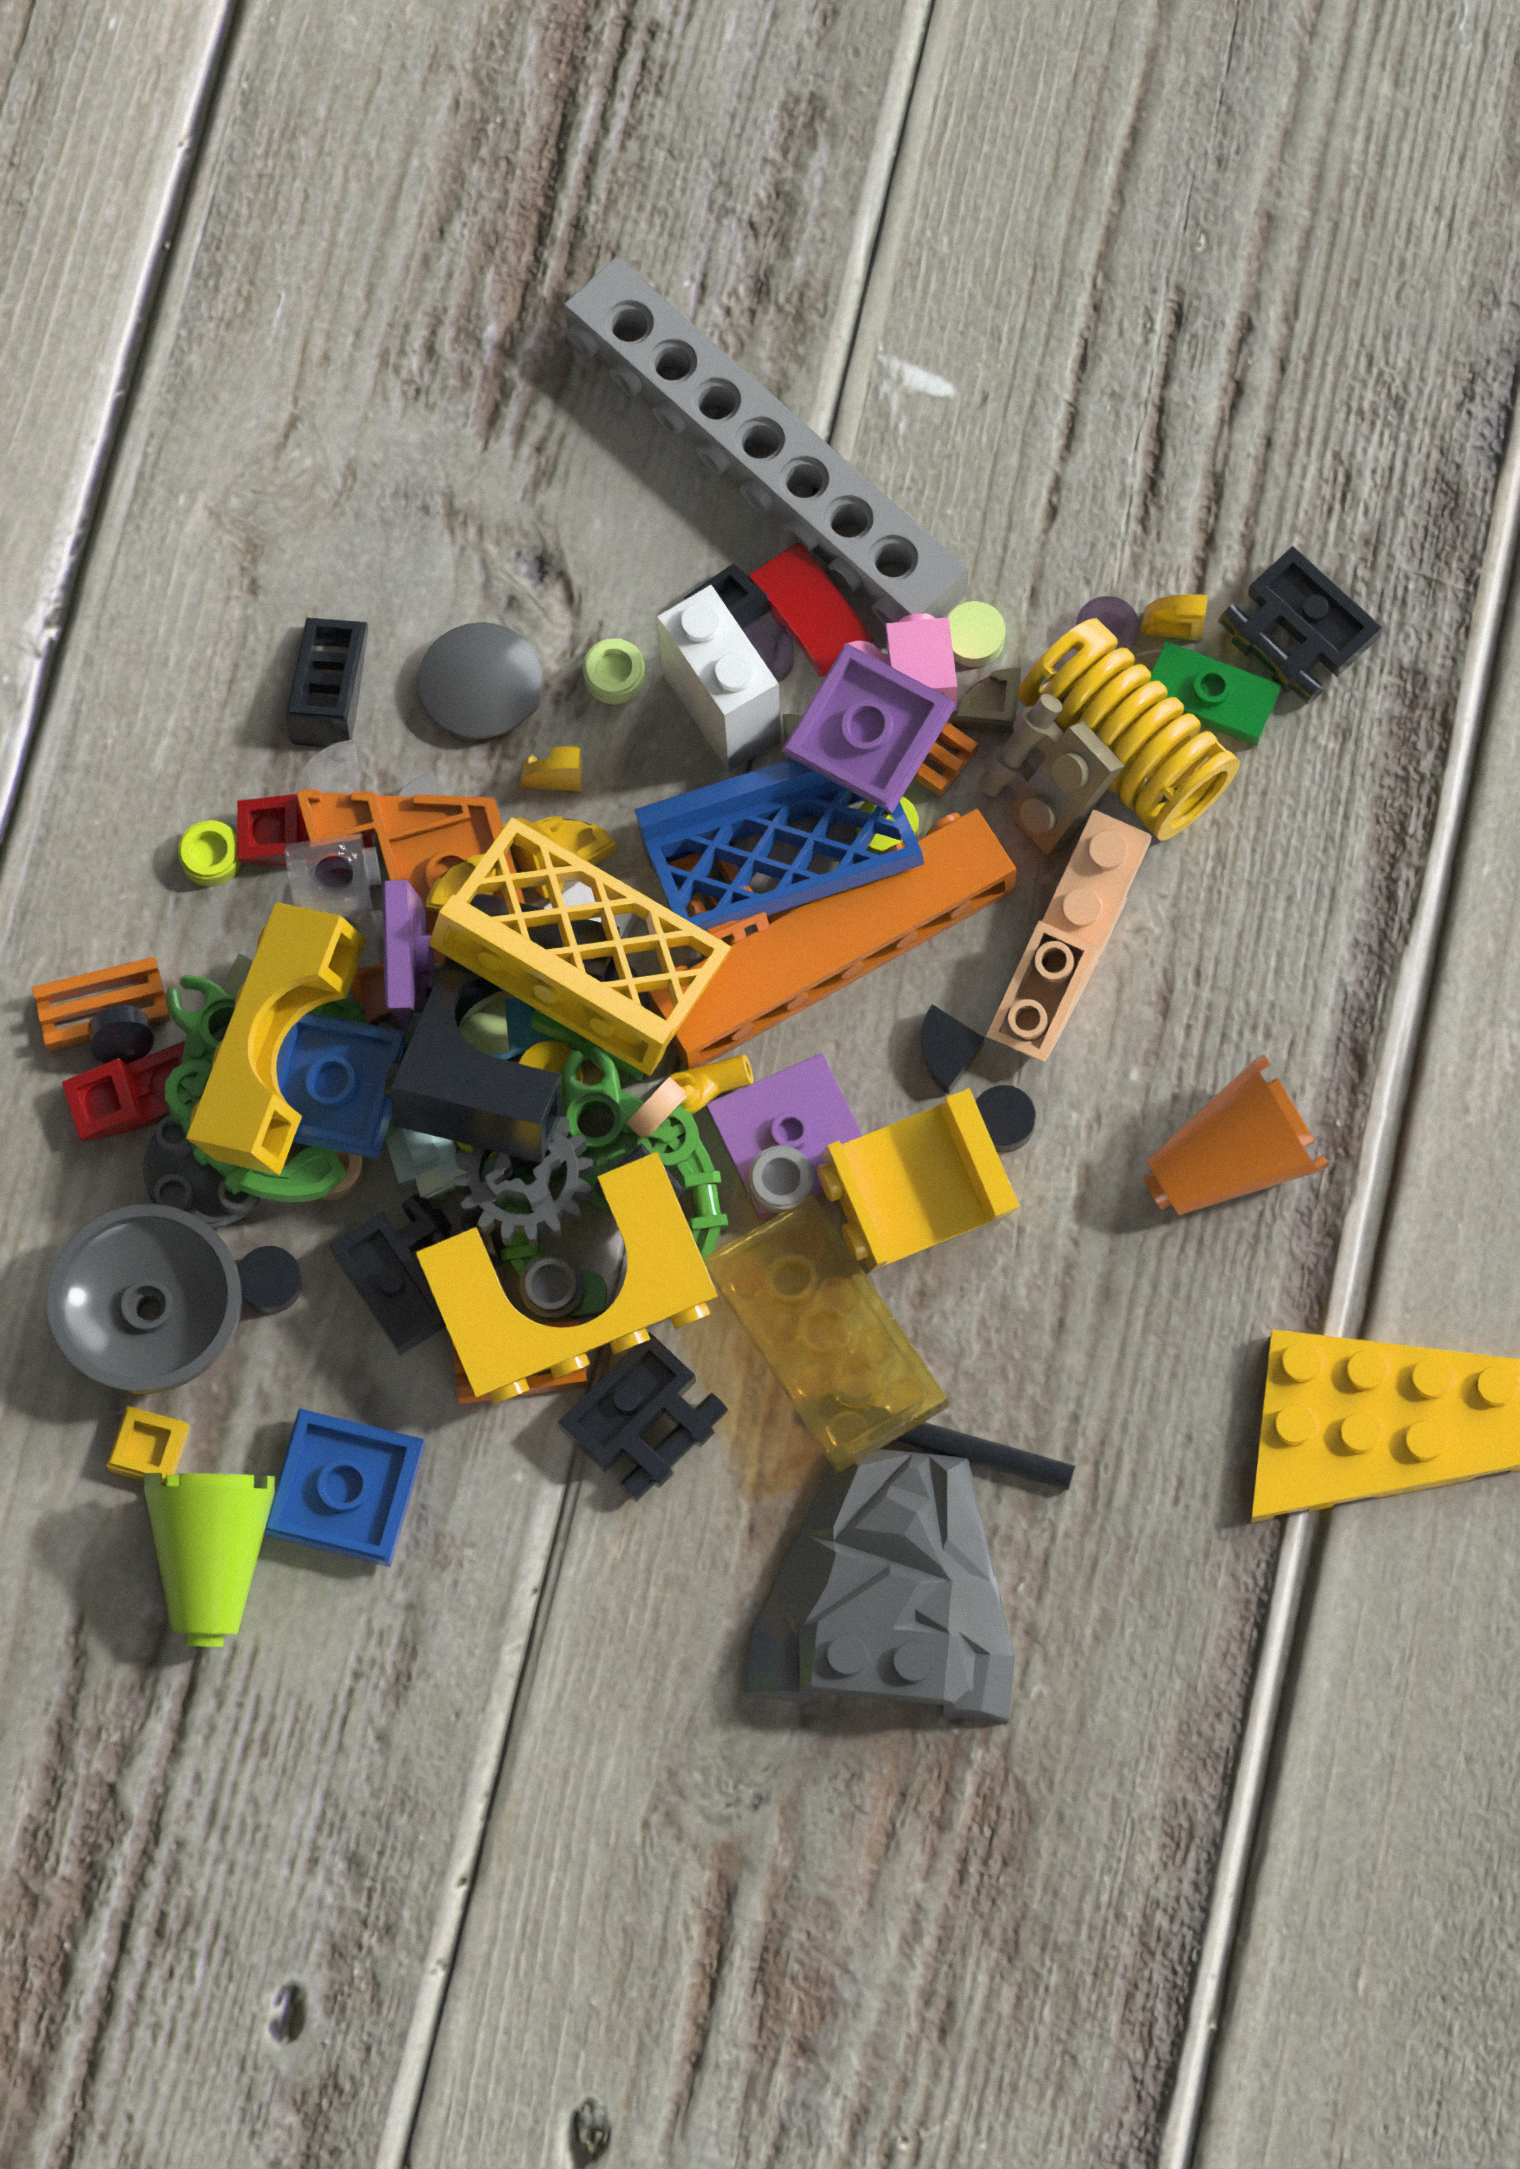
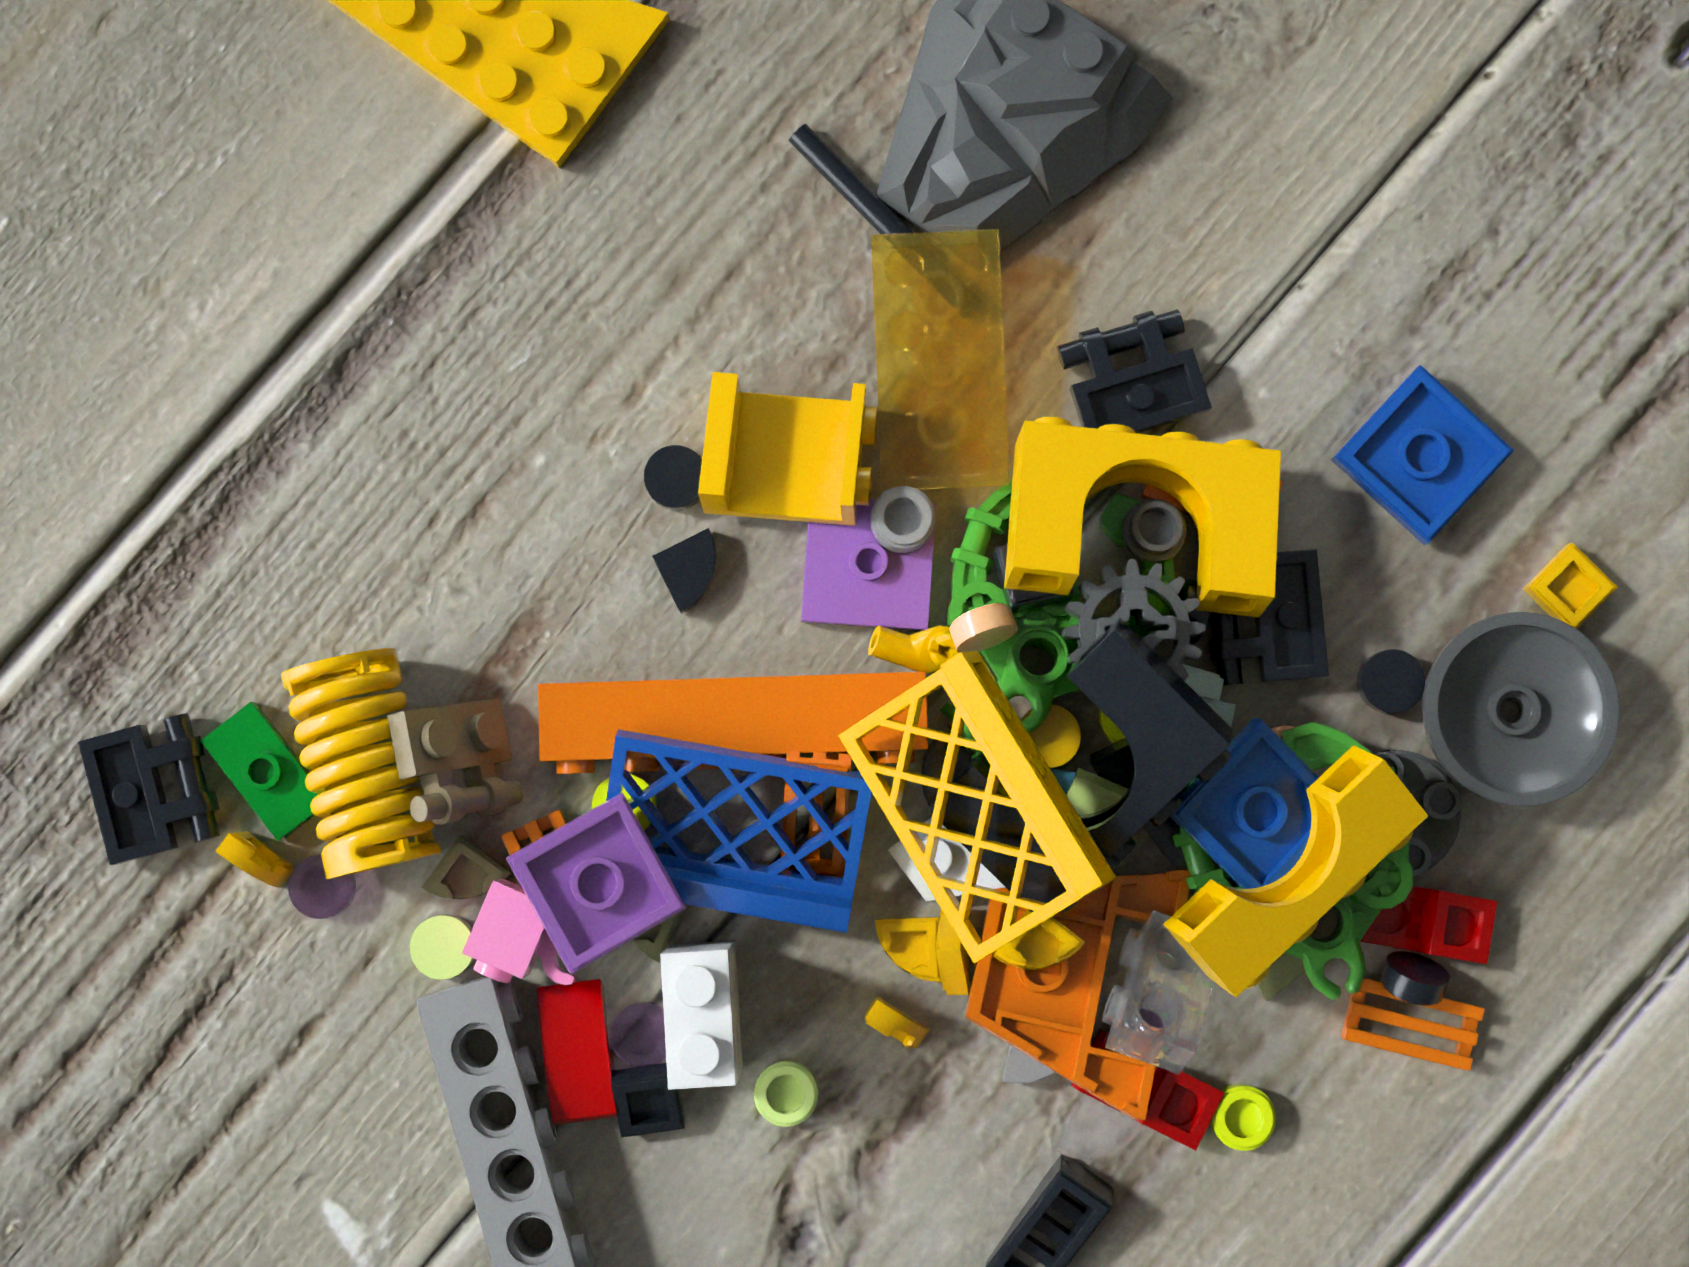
camera: 150 degrees left, 15 degrees up
(207, 1547) = (1570, 464): lime cone -> none
(406, 950) = (1134, 892): medium lavender plate -> none
(480, 681) = (913, 1150): dark grey dish -> none
(1070, 937) = (526, 603): light nougat slope -> none
(1233, 1146) = (493, 329): orange cone -> none

